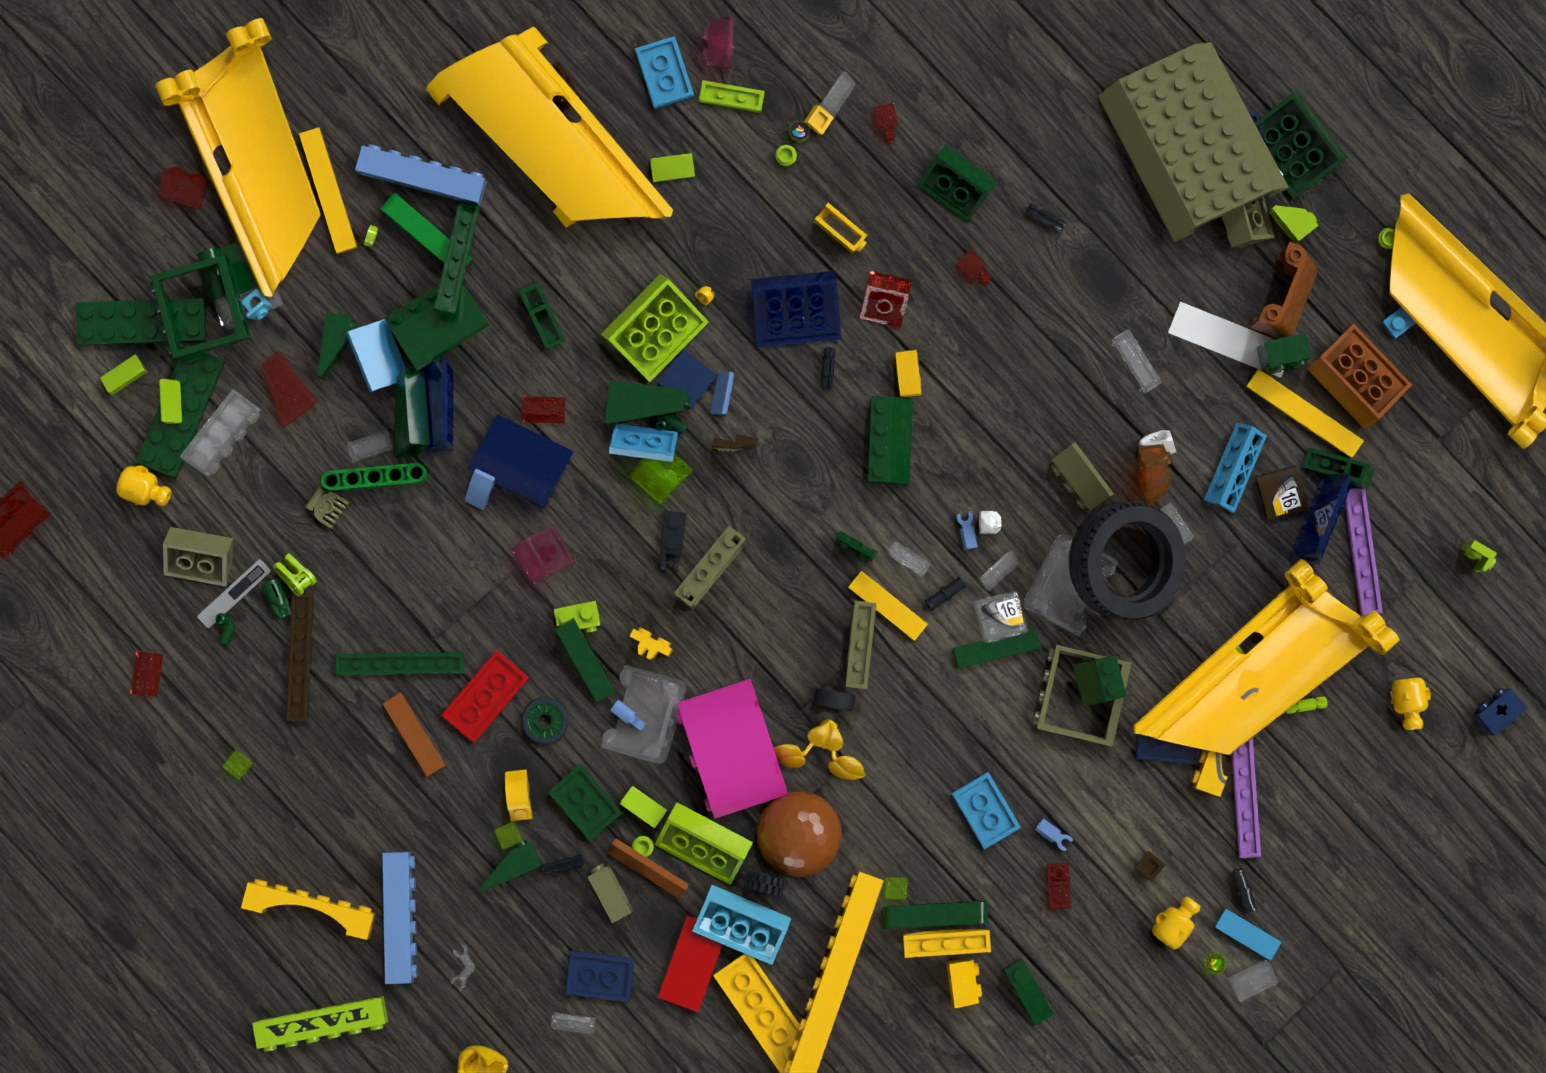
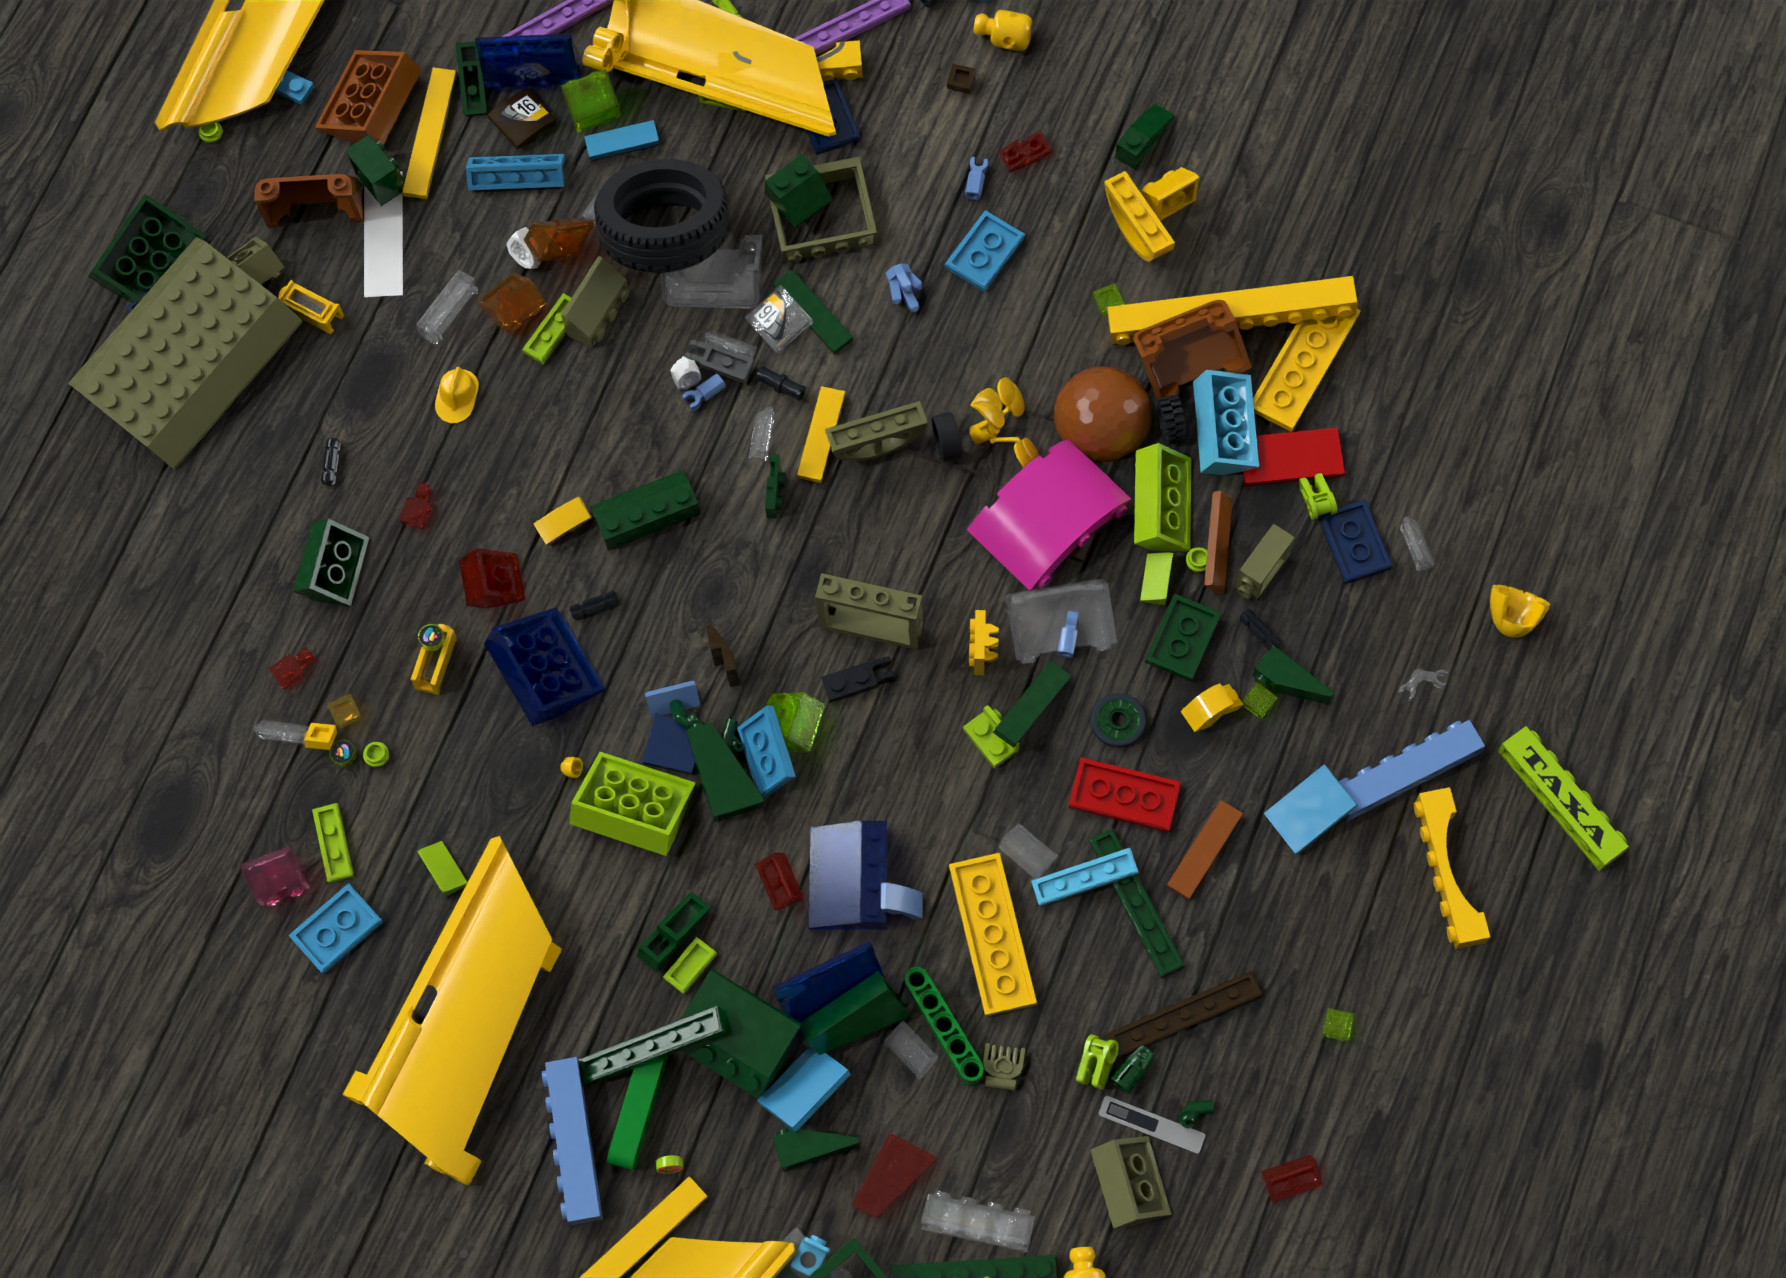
camera: 105 degrees left, 15 degrees down
(402, 827) = (1310, 809): none -> dark azure tile
(426, 545) = (992, 934): none -> yellow plate
(435, 634) = (1085, 877): none -> medium azure tile
(477, 603) = (1027, 851): none -> clear slope
(511, 316) = (690, 965): none -> lime tile
(543, 555) = (941, 803): clear pink slope -> none
(639, 961) = (1320, 502): none -> lime piece
(702, 392) = (680, 716): none -> dark green arm
(817, 926) = (1189, 345): none -> dark orange windscreen
(831, 145) = (344, 711): none -> clear yellow plate
(853, 231) = (431, 637): none -> tile
(935, 914) = (1115, 250): dark green beam -> none
(986, 556) = (721, 361): none -> dark grey hinge
(990, 729) = (901, 284): none -> medium blue rock
(1057, 338) = (456, 395): none -> yellow piece
(1078, 432) = (548, 333): none -> lime tile
(1117, 413) = (511, 302): none -> clear orange slope
(1188, 253) = (310, 306): none -> yellow window
(1224, 565) = (622, 140): none -> dark azure tile
(1267, 553) = (591, 100): none -> clear neon green slope
(1294, 221) = (232, 221): lime slope -> none

